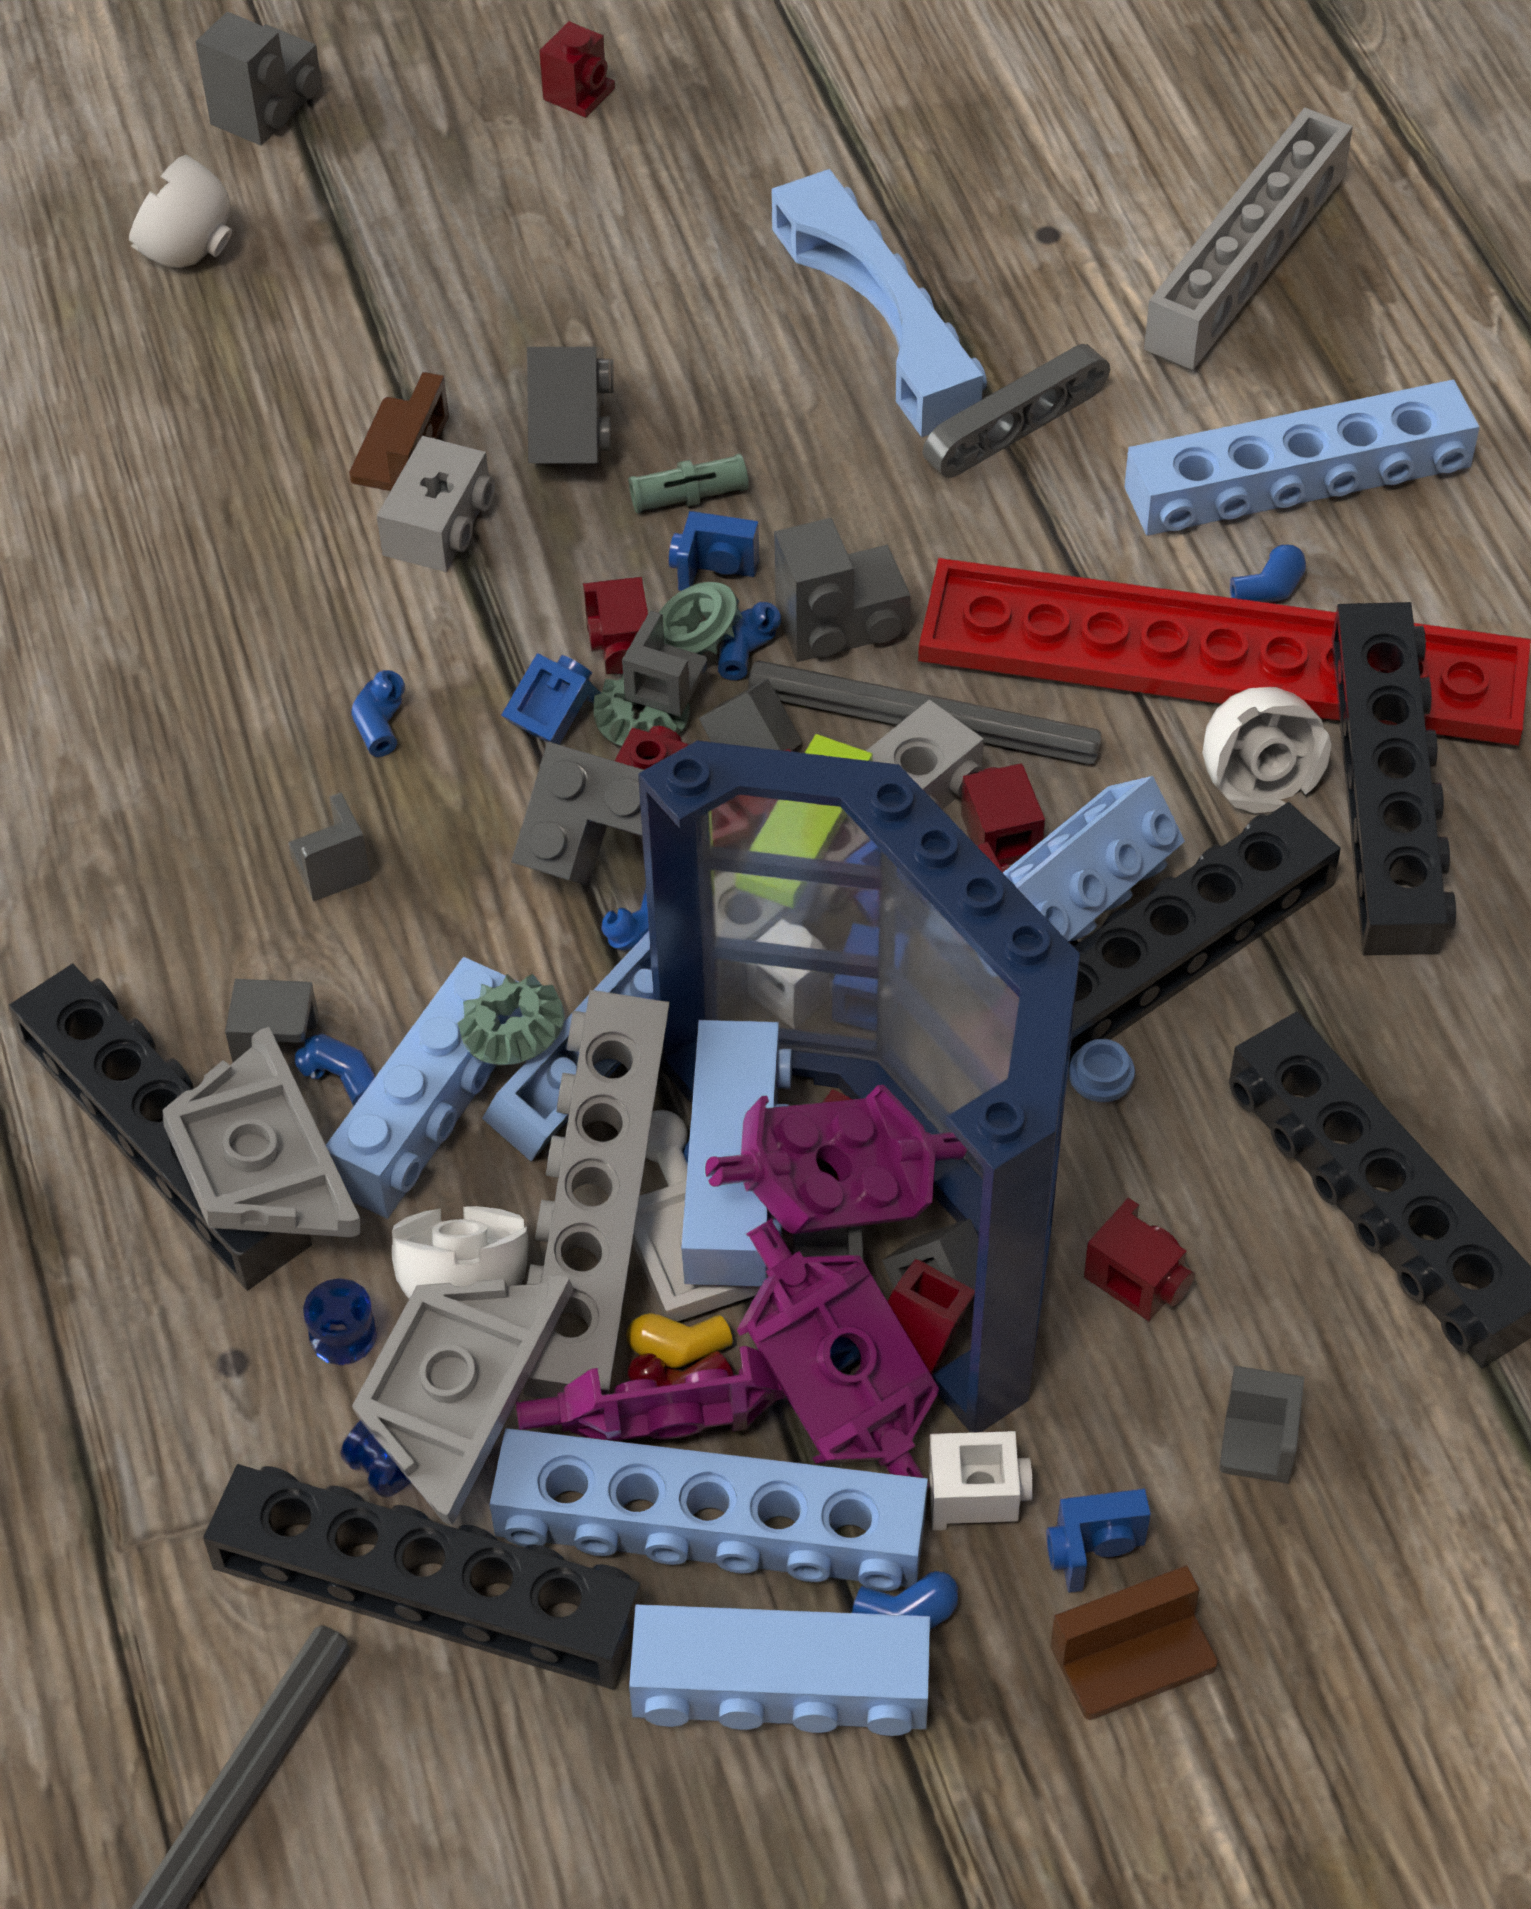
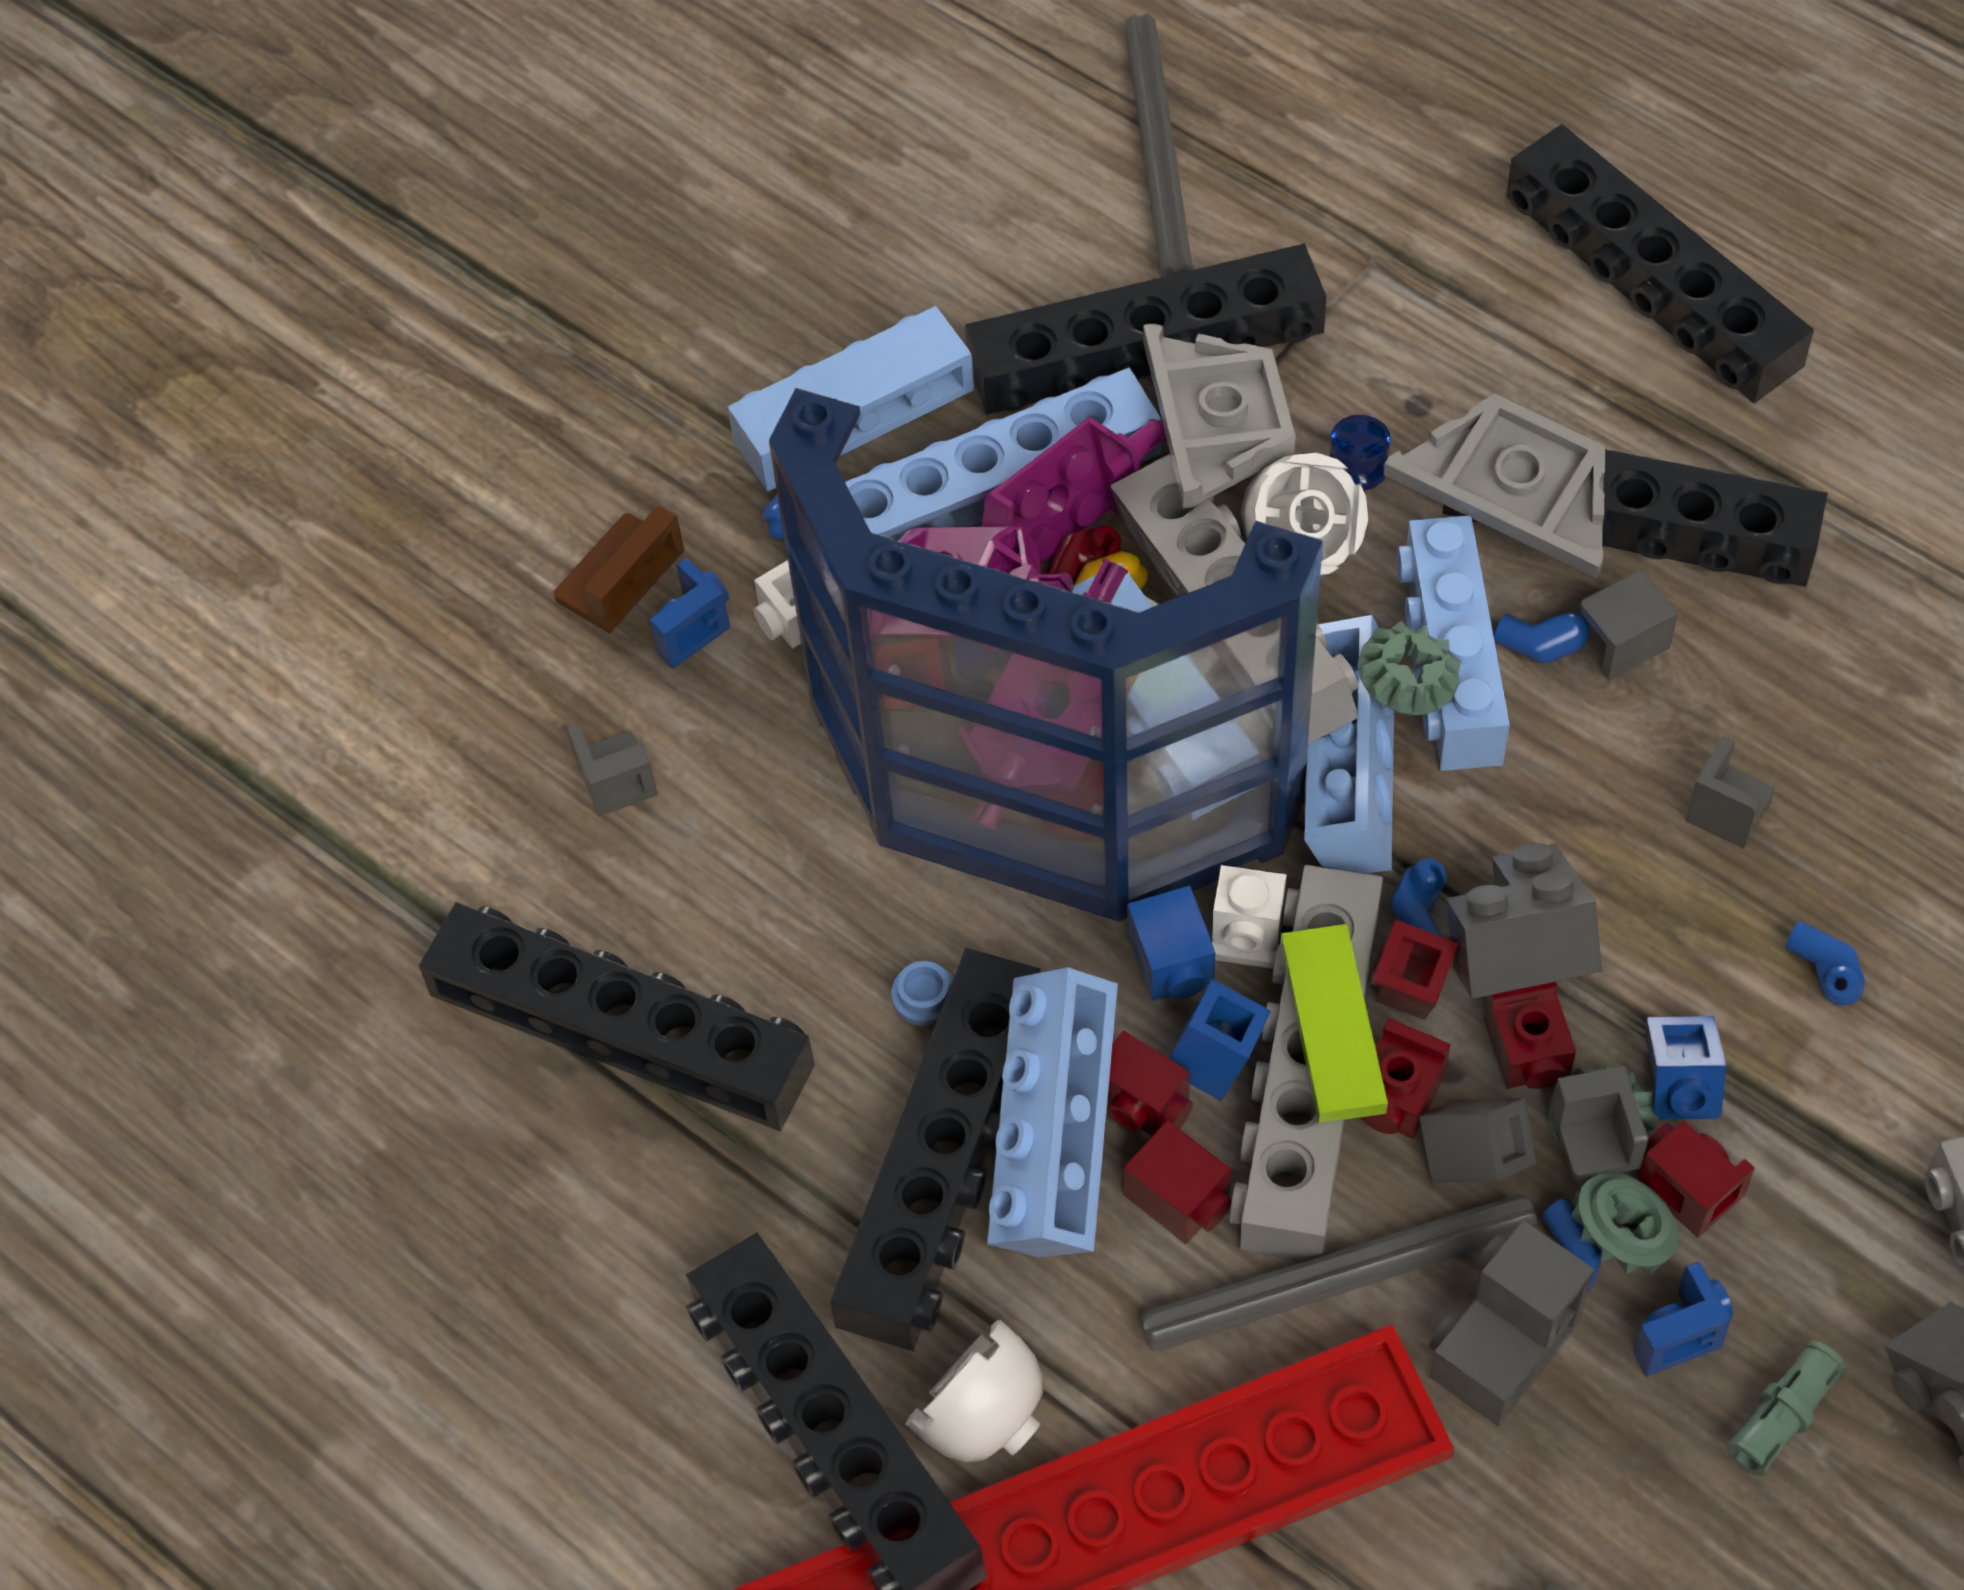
camera: 150 degrees right, 5 degrees up
(1137, 1263) = (784, 830): dark red brick -> none

